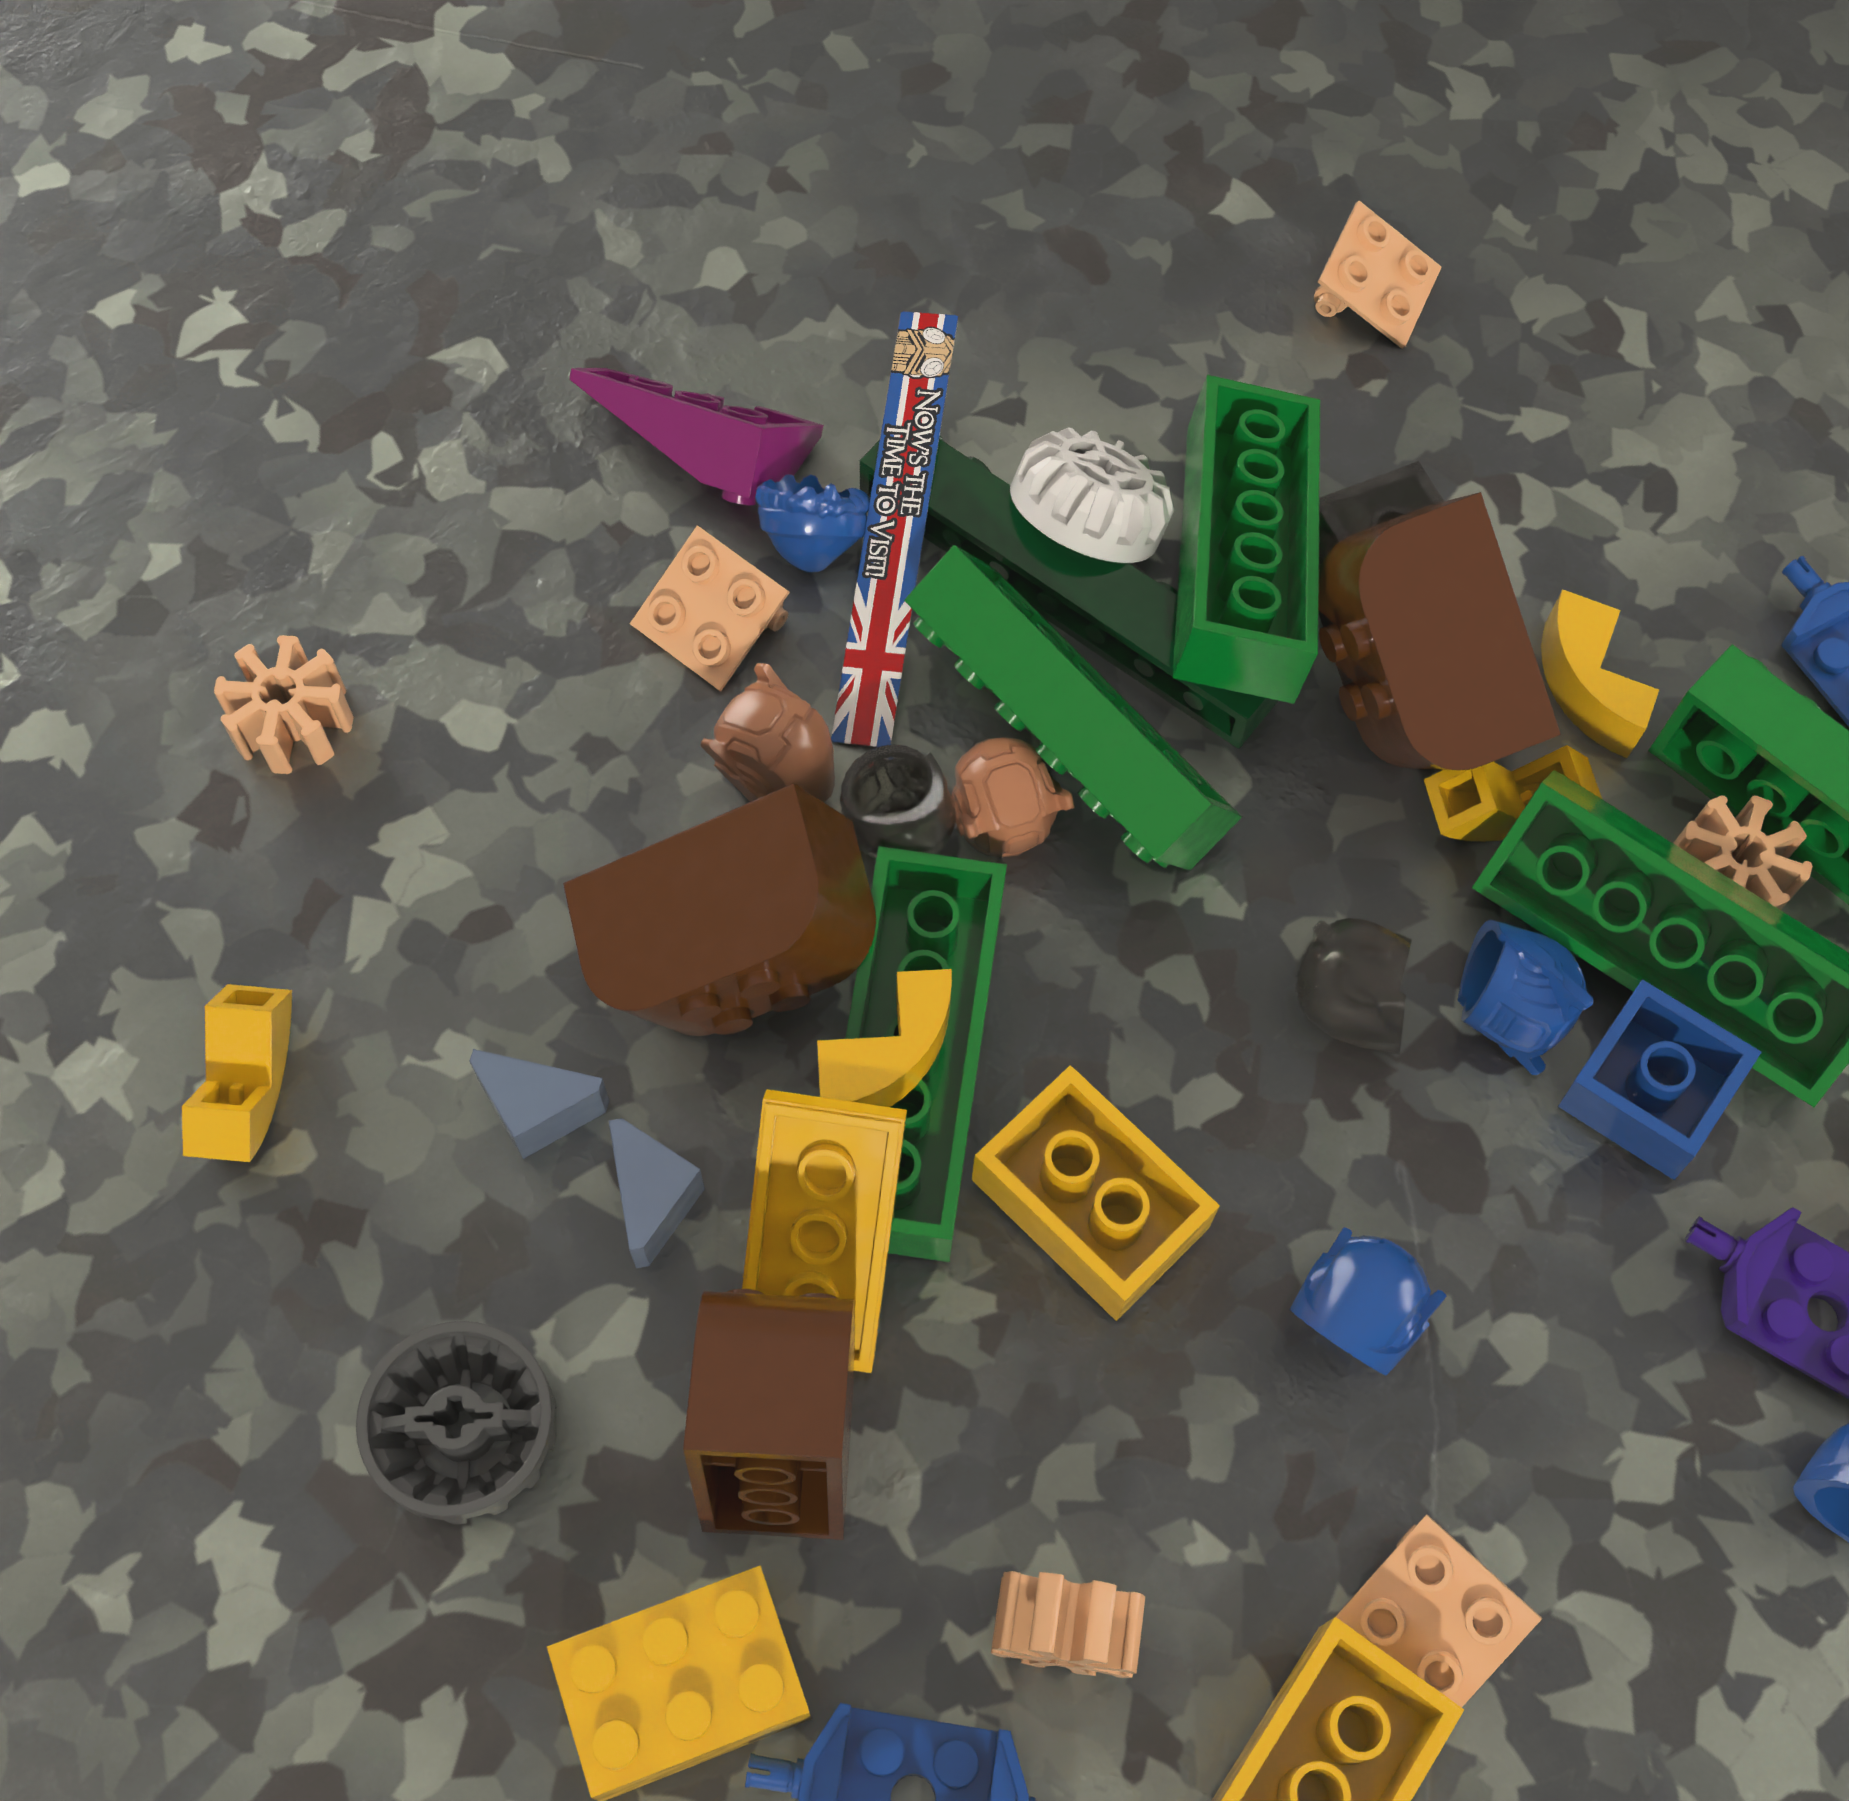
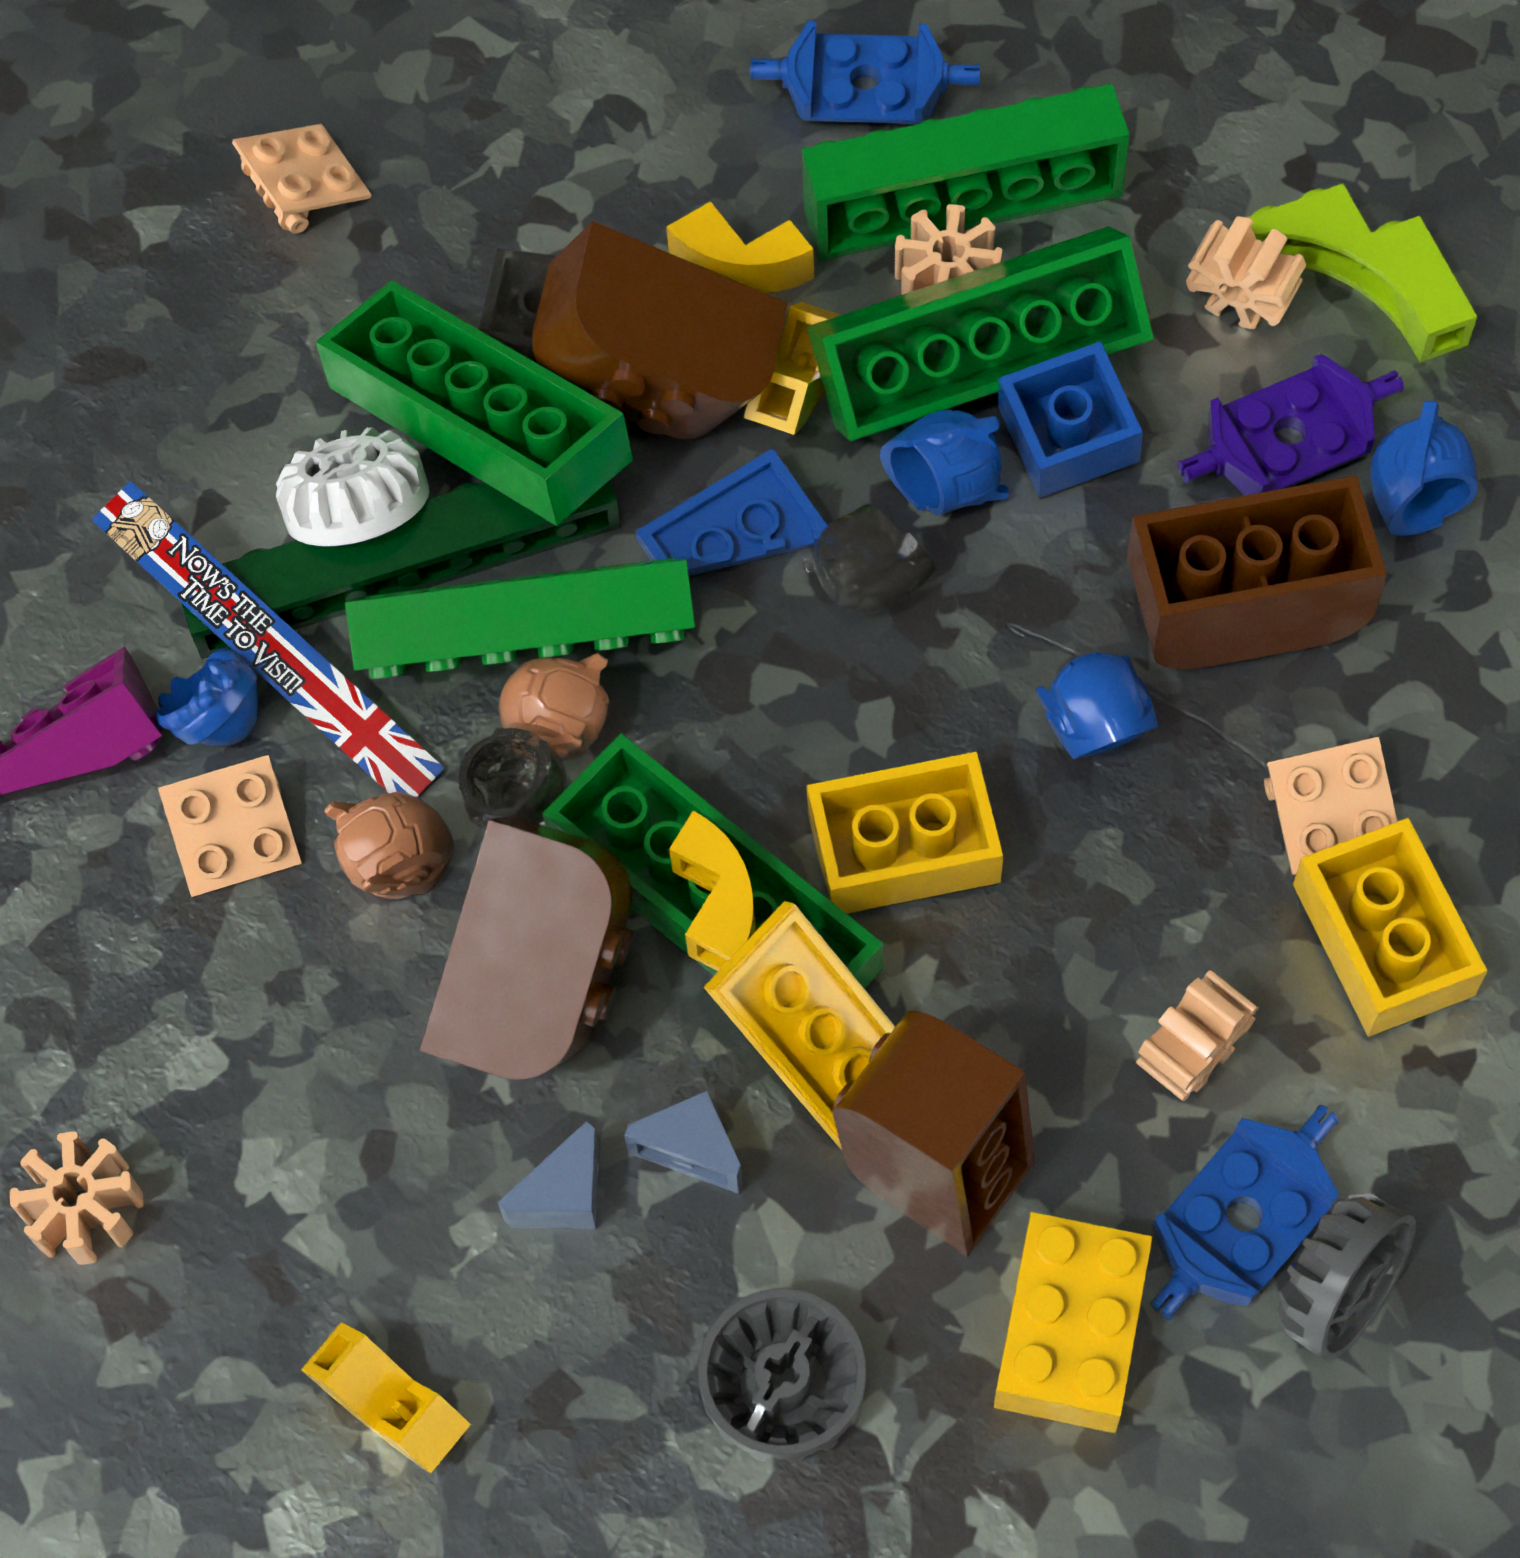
camera: 50 degrees left, 0 degrees up
(1316, 840) = (736, 520): none -> blue wing
(1626, 1371) = (1256, 573): none -> reddish brown brick

